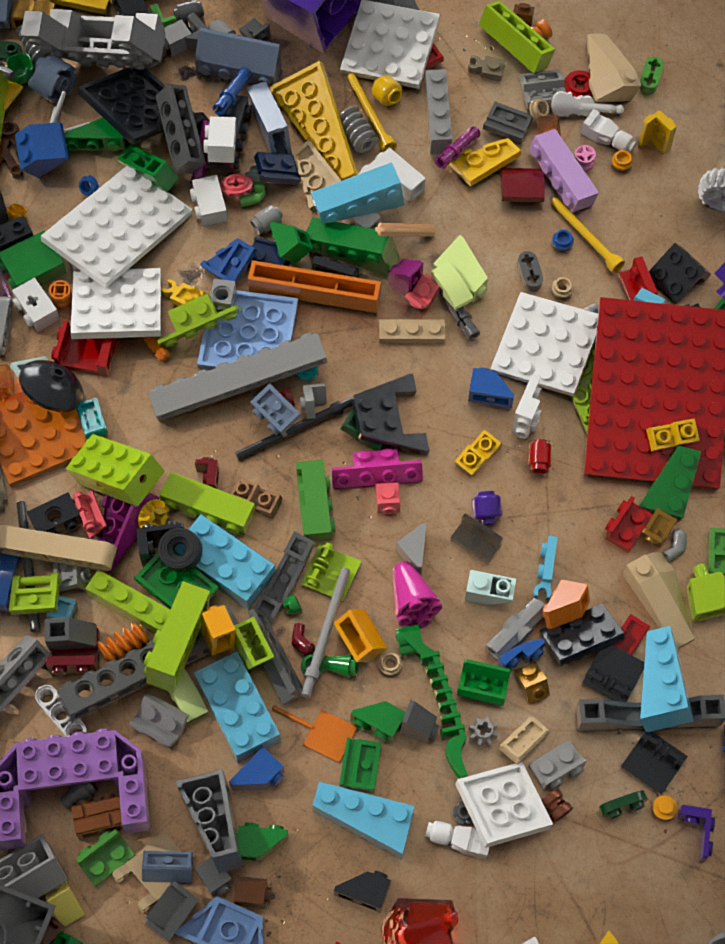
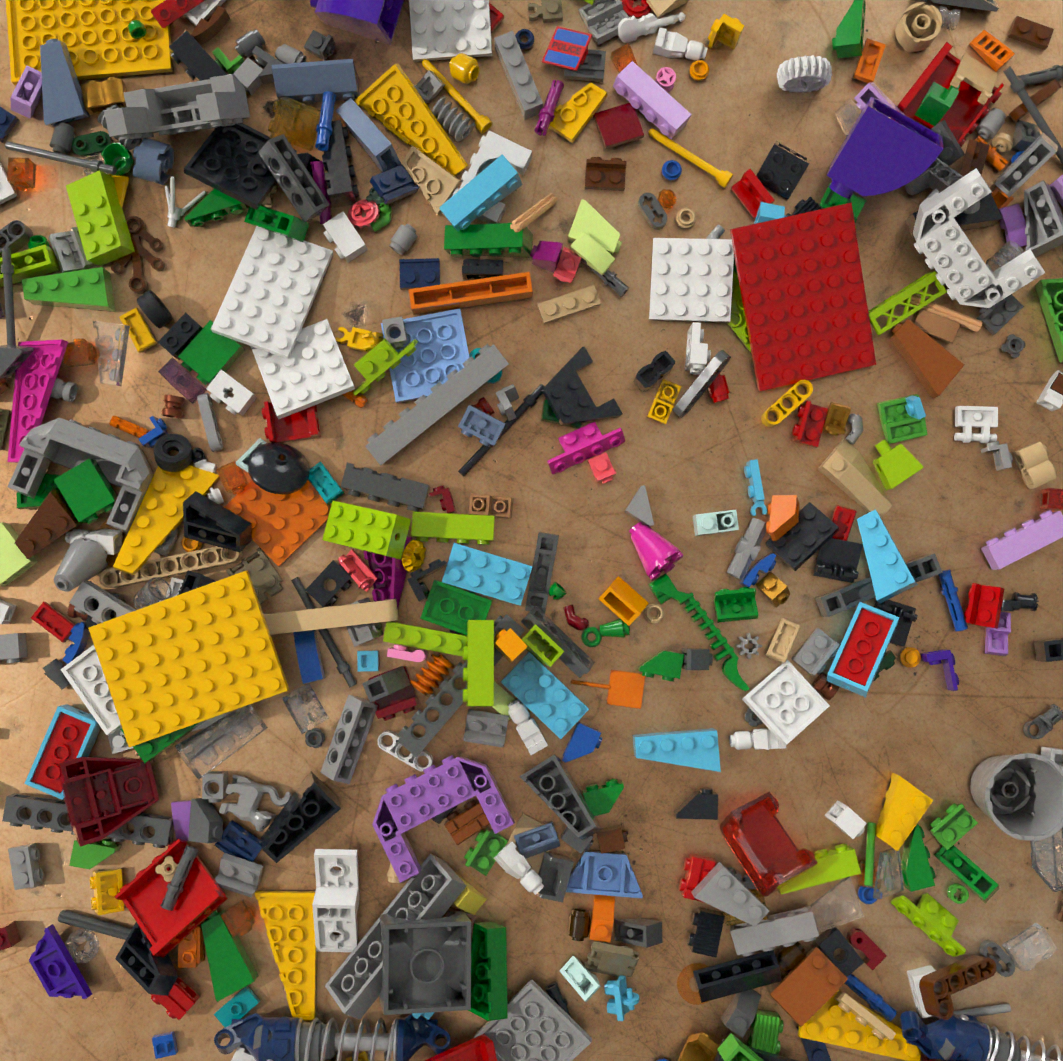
camera: 25 degrees left, 20 degrees up
(16, 210) = (176, 307): light orange plate -> none
(35, 599) = (345, 663): lime plate -> none
(41, 148) = (173, 237): blue slope -> none
(60, 294) = (253, 378): orange wheel -> none
(84, 185) = (230, 258): blue plate -> none
(105, 612) = (402, 652): none -> bright pink plate
(133, 882) = (518, 867): none -> white piece
(139, 433) = (385, 487): none -> dark grey wedge
(171, 540) = (442, 592): black tyre -> none
(203, 86) = (295, 121): none -> clear yellow plate
(204, 733) = (526, 727): none -> white piece
(221, 139) = (338, 181): white brick -> none
(231, 261) = (387, 292): blue wing -> none
(291, 242) = (435, 257): green slope -> none
(312, 673) = (596, 646): light grey bar -> none
(314, 500) = (544, 496): bright green wedge -> none
(325, 570) = (578, 551): lime hinge -> none
(346, 96) = (429, 86): none -> light grey bracket
(360, 764) = (659, 706): green plate -> none
(459, 80) = (525, 33): none -> dark blue plate
(472, 418) = (659, 368): none -> black brick
(477, 539) = (689, 481): clear smoke panel -> none
(487, 507) = (688, 450): dark purple head -> none
(489, 388) = (654, 338): blue slope -> none
(493, 223) = (605, 174): none -> reddish brown bracket
(495, 102) = (567, 48): none -> piece
(522, 443) = (702, 383): none -> beam
(538, 108) = (609, 42): tan plate -> none
(548, 263) = (667, 198): none -> clear orange plate
(603, 503) = (791, 395): none -> yellow beam
(609, 771) = (862, 649): none -> red brick
(673, 435) = (827, 334): yellow slope -> none
(674, 483) = (839, 375): green wing -> none

